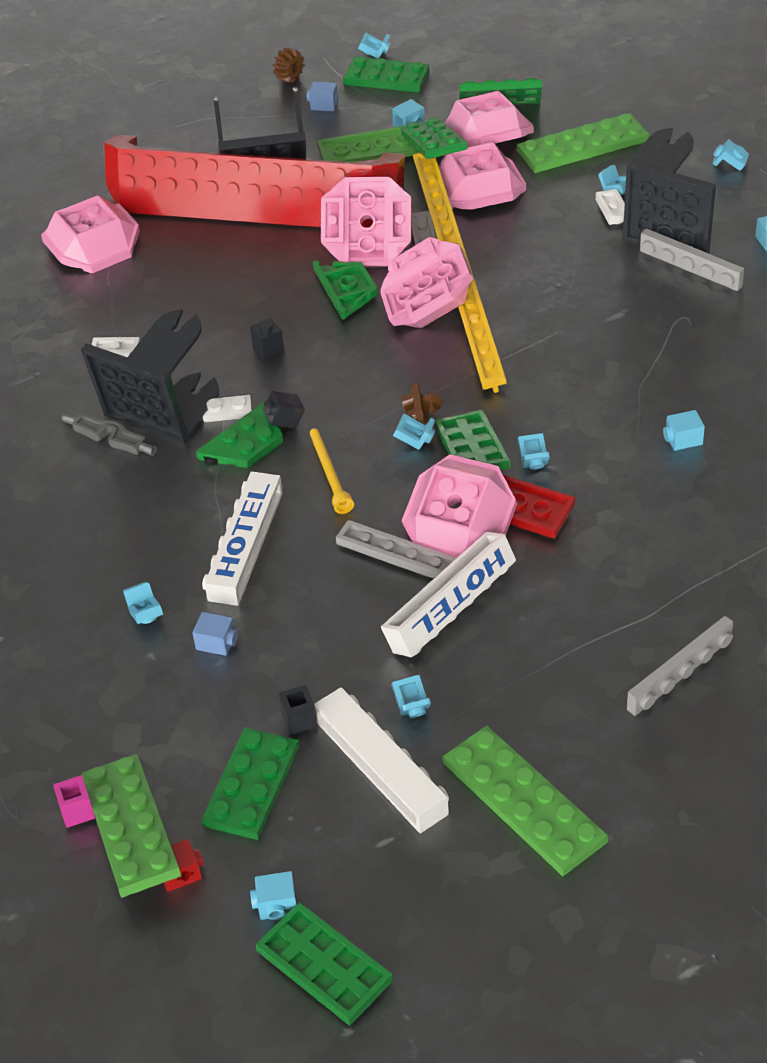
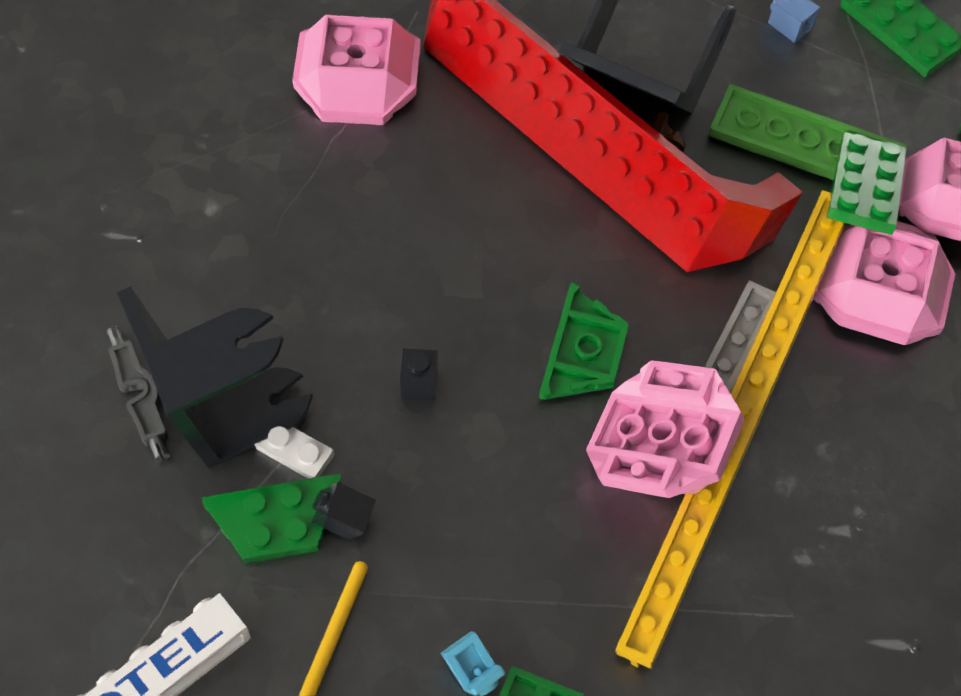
camera: 30 degrees right, 15 degrees up
(118, 345) = (245, 263): white plate -> none
(361, 199) = (636, 267): bright pink piece -> none
(408, 112) = (876, 113): medium azure brick -> none
(419, 405) = (516, 629): reddish brown hips -> none

